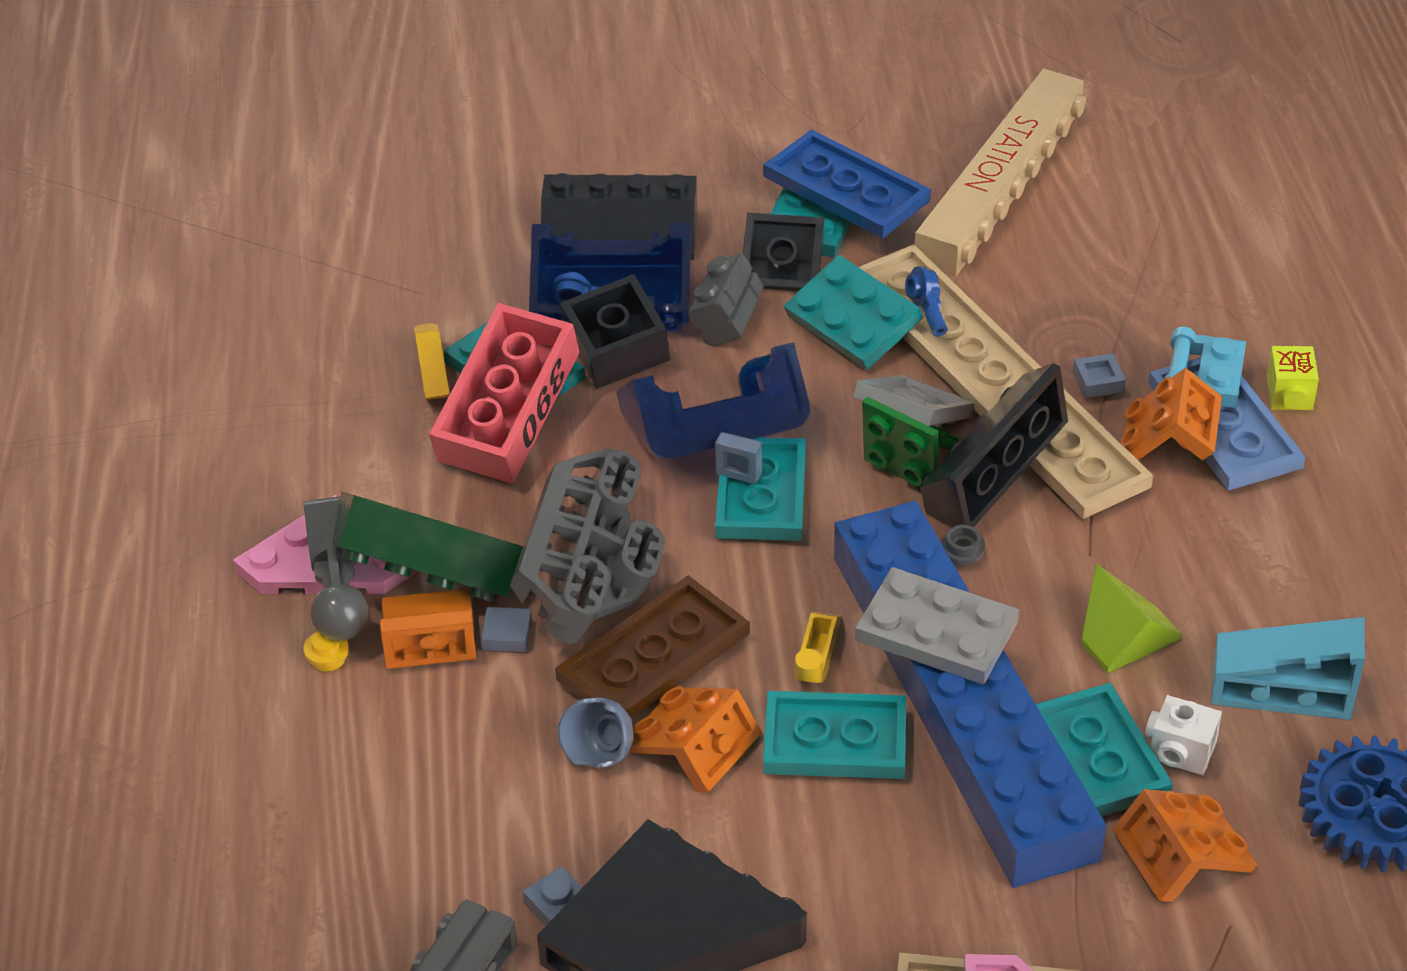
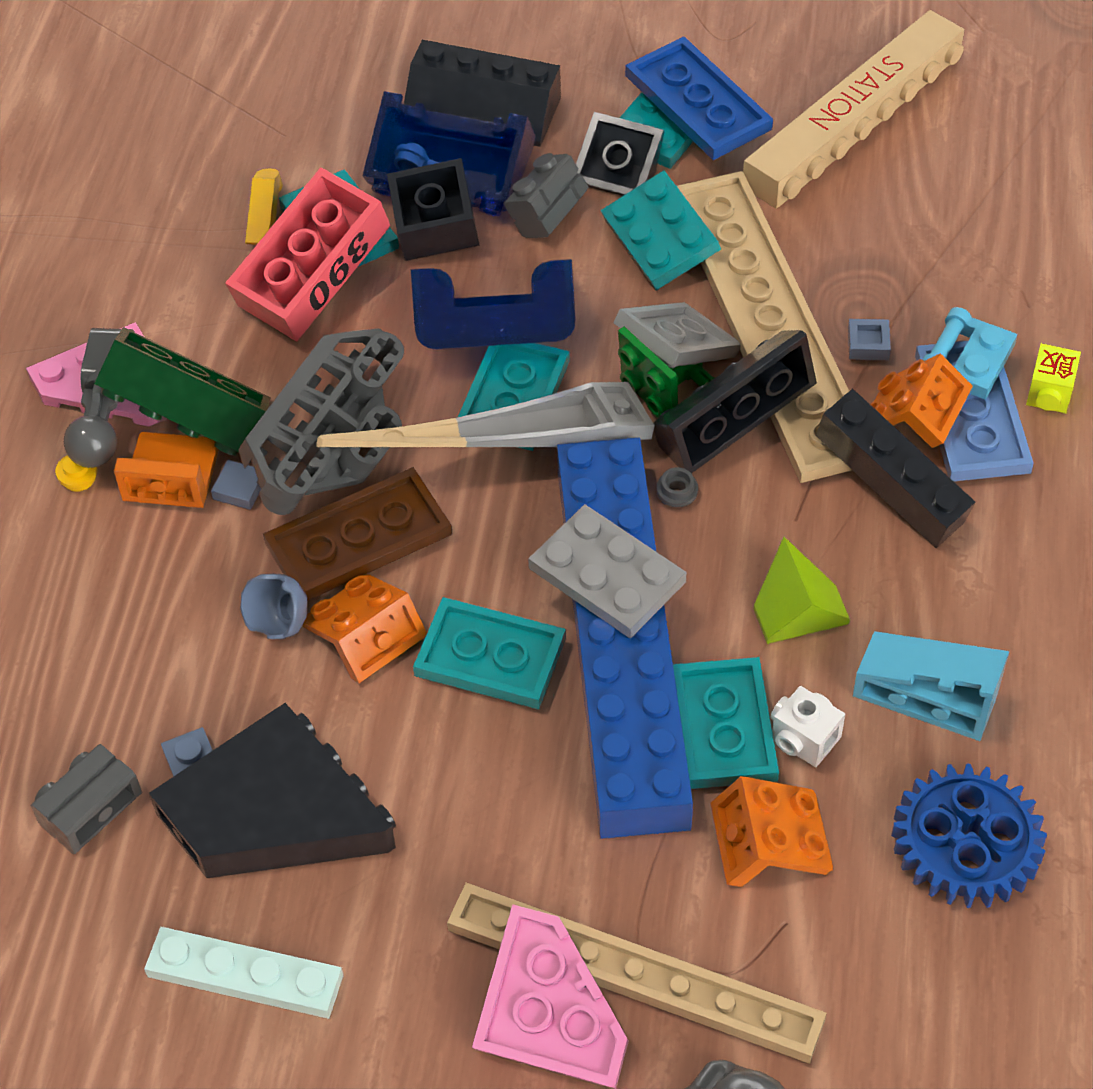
camera: 15 degrees right, 10 degrees up
(738, 457) = (494, 360): sand blue plate -> none
(817, 647) = (505, 562): yellow piece -> none
(819, 502) = (572, 416): none -> light grey plate
(924, 291) = (729, 220): blue plate -> none
(1177, 482) = (894, 468): none -> black brick

